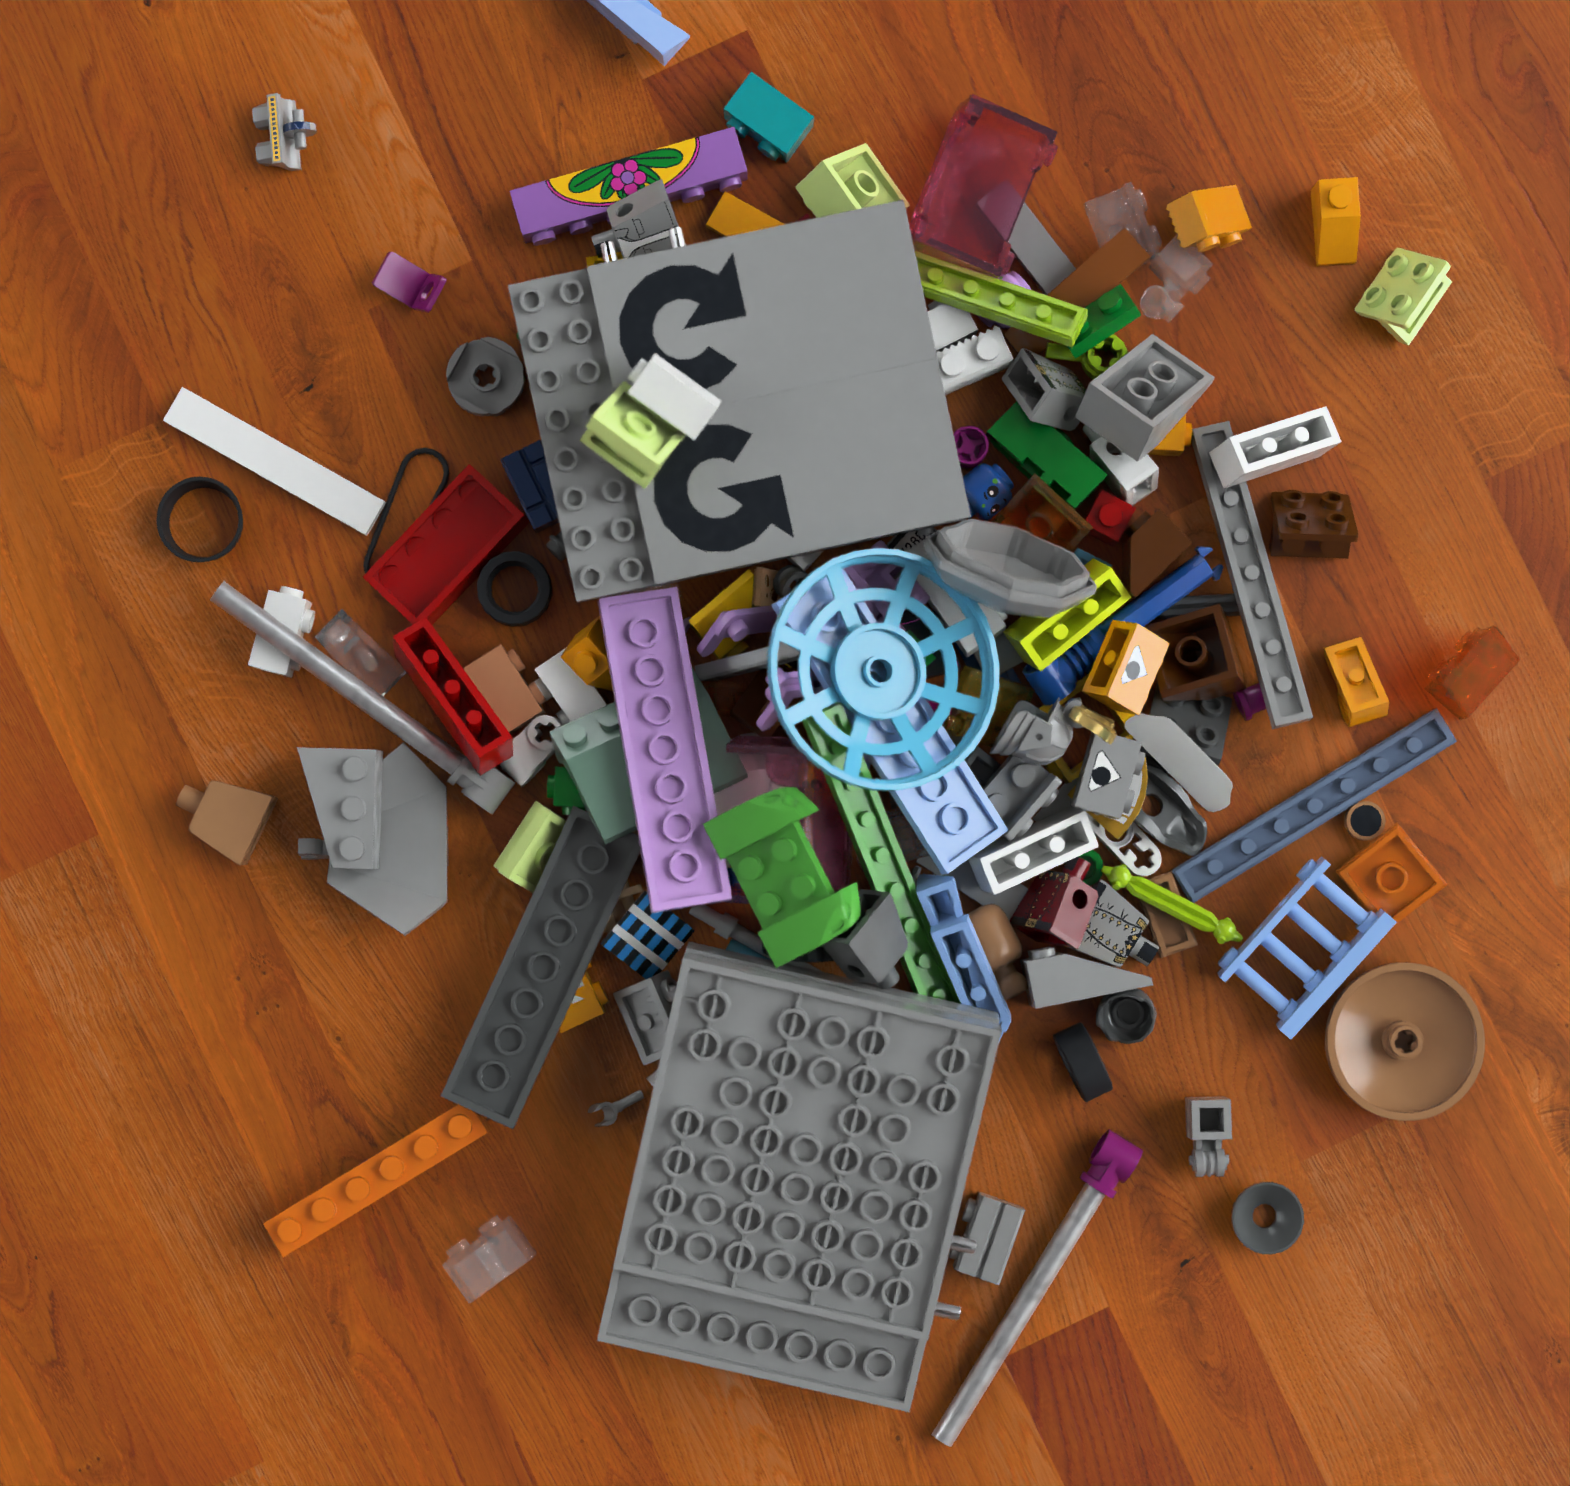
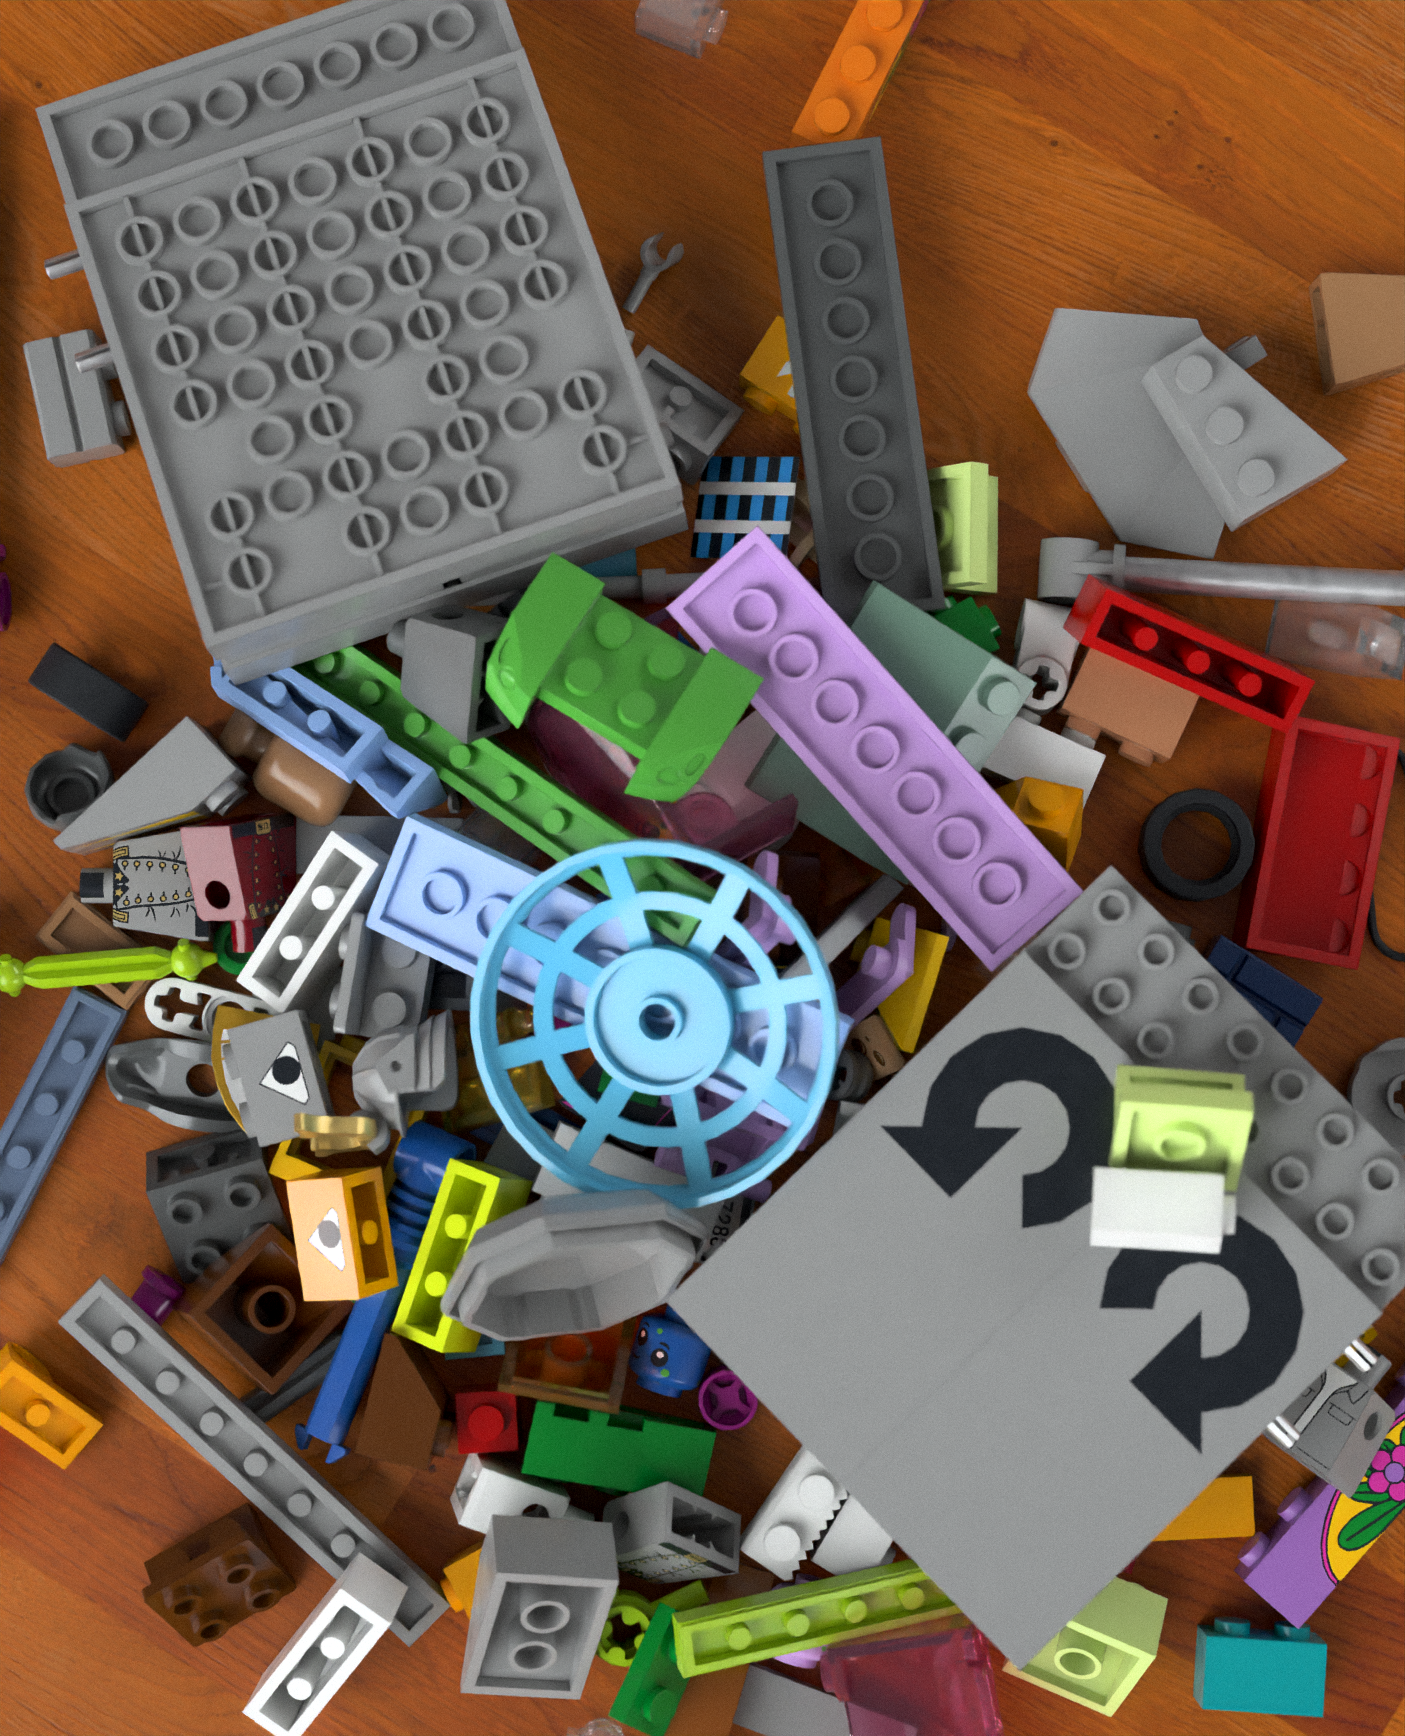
camera: 150 degrees right, 0 degrees up
(1182, 760) = (197, 1161): white sticker -> none

